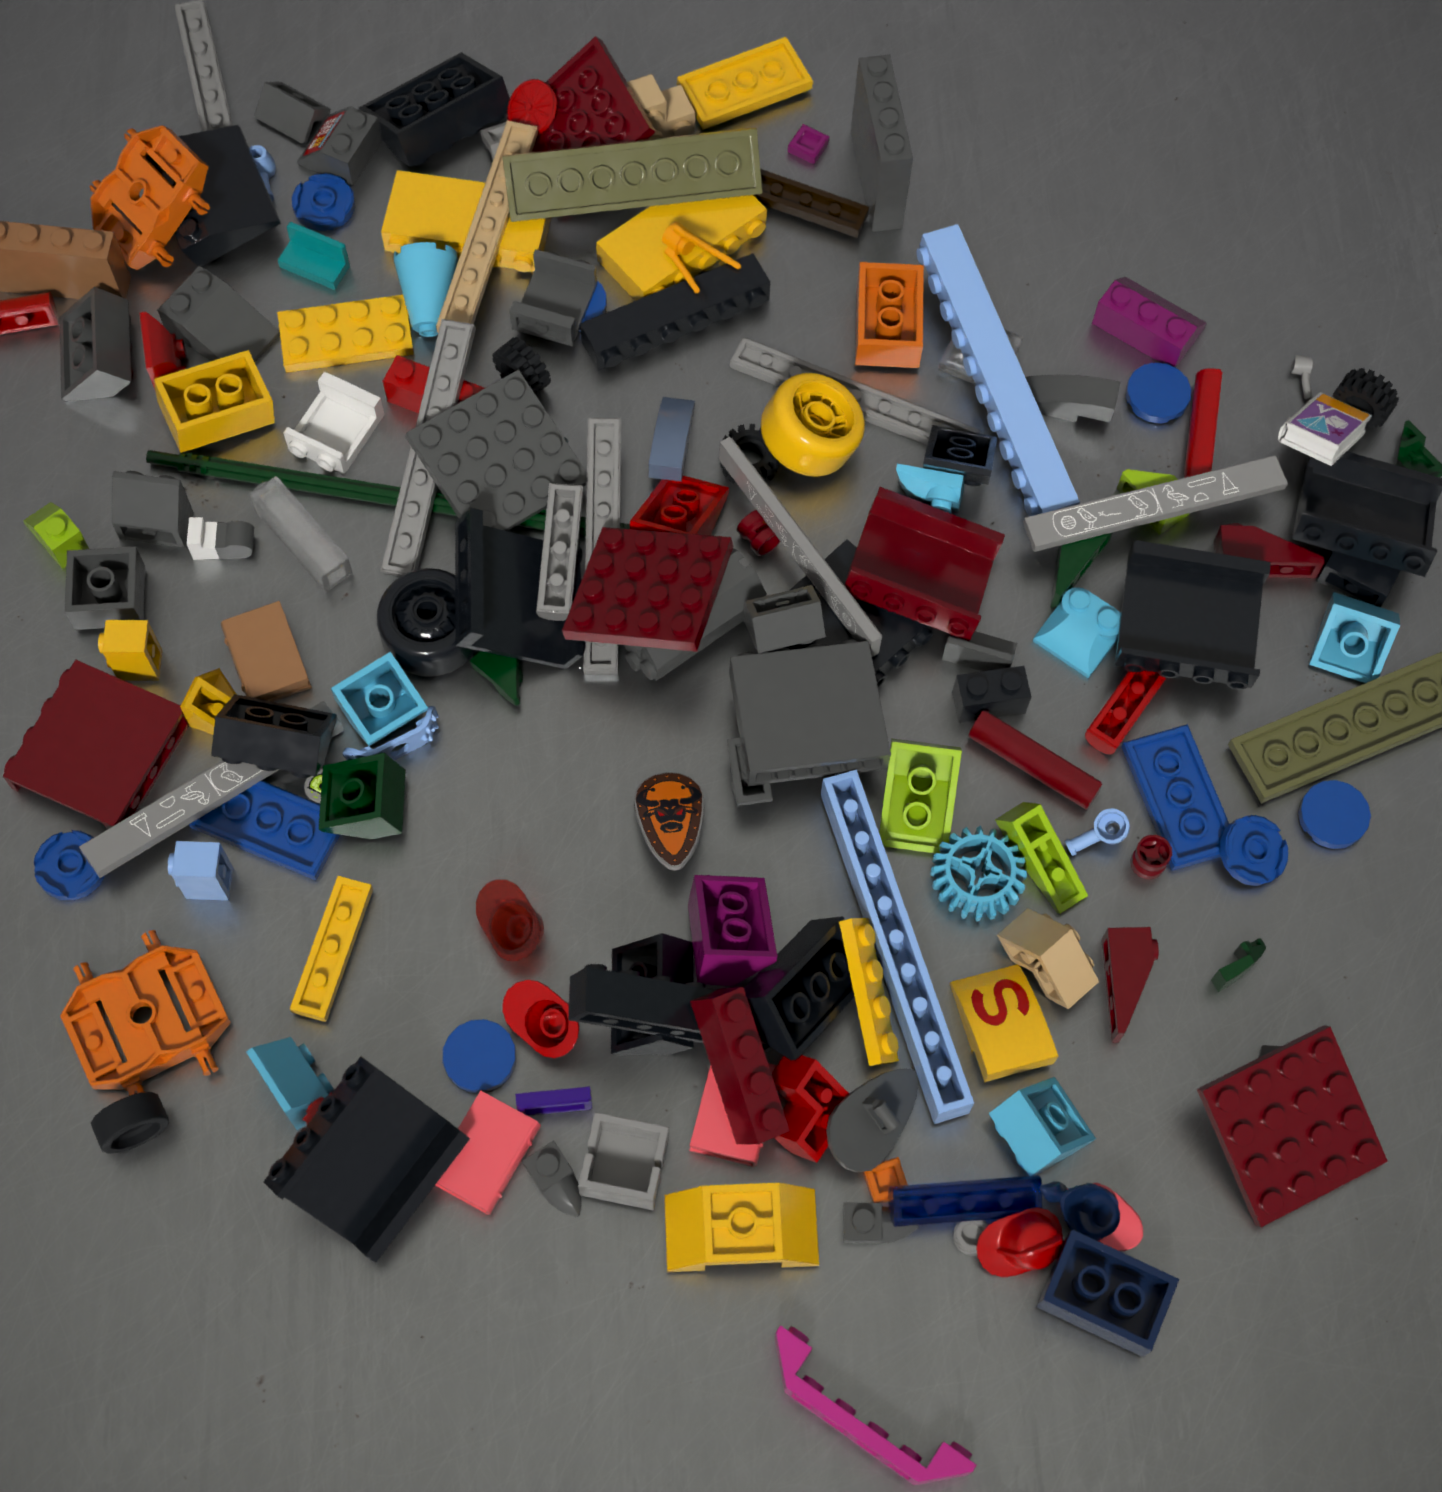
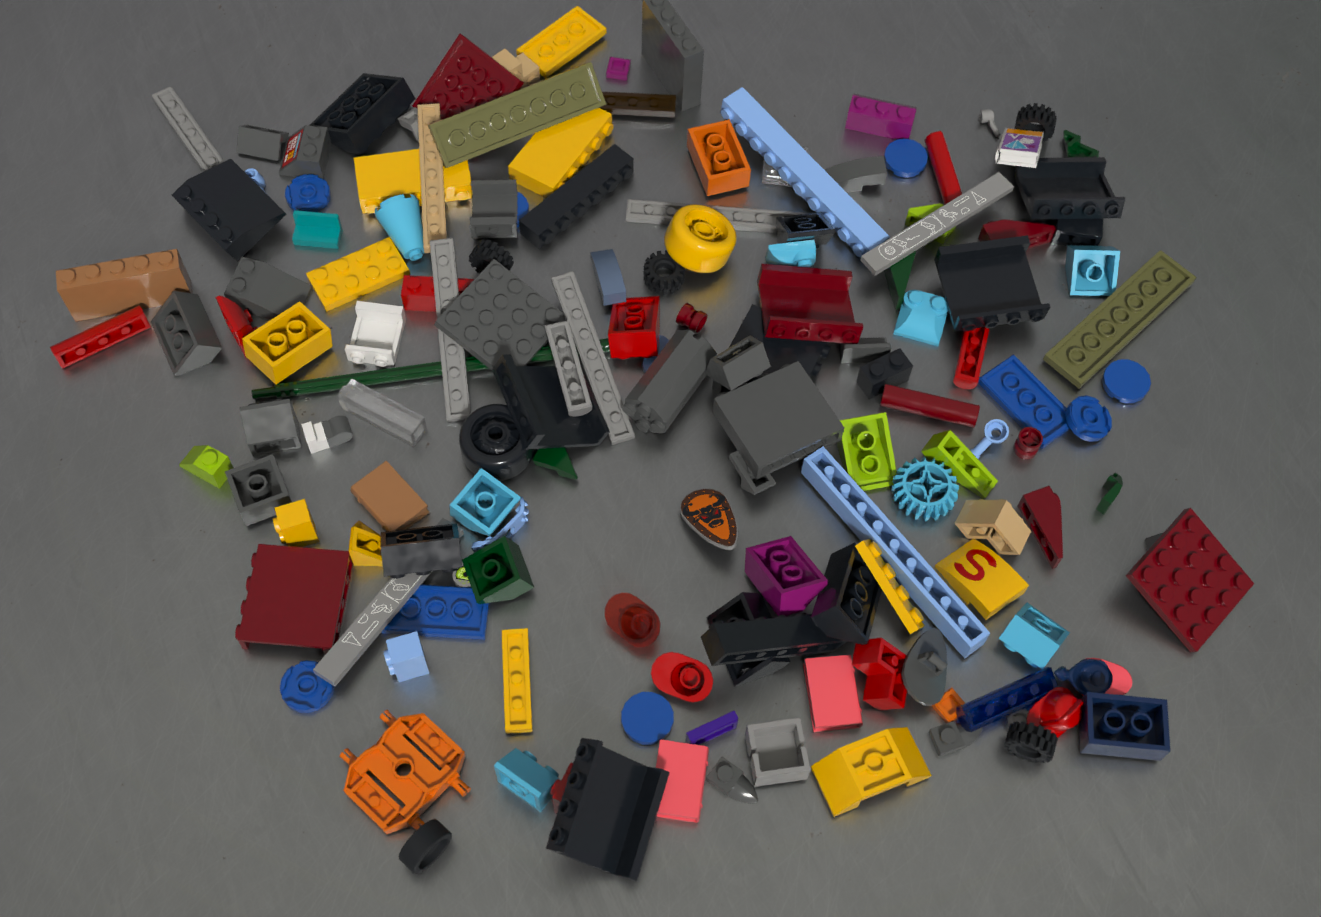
camera: 20 degrees left, 5 degrees down
(149, 222) = (200, 225): orange piece -> none
(533, 104) = (430, 90): red wheel -> none
(648, 589) = (641, 372): dark red plate -> none
(683, 242) = (566, 148): light orange plant -> none
(740, 1066) = (833, 659): dark red brick -> none
(799, 545) = (722, 314): light grey tile -> none
(946, 1463) = (940, 839): dark pink slope -> none
(969, 1269) = (1030, 742): none -> black tyre

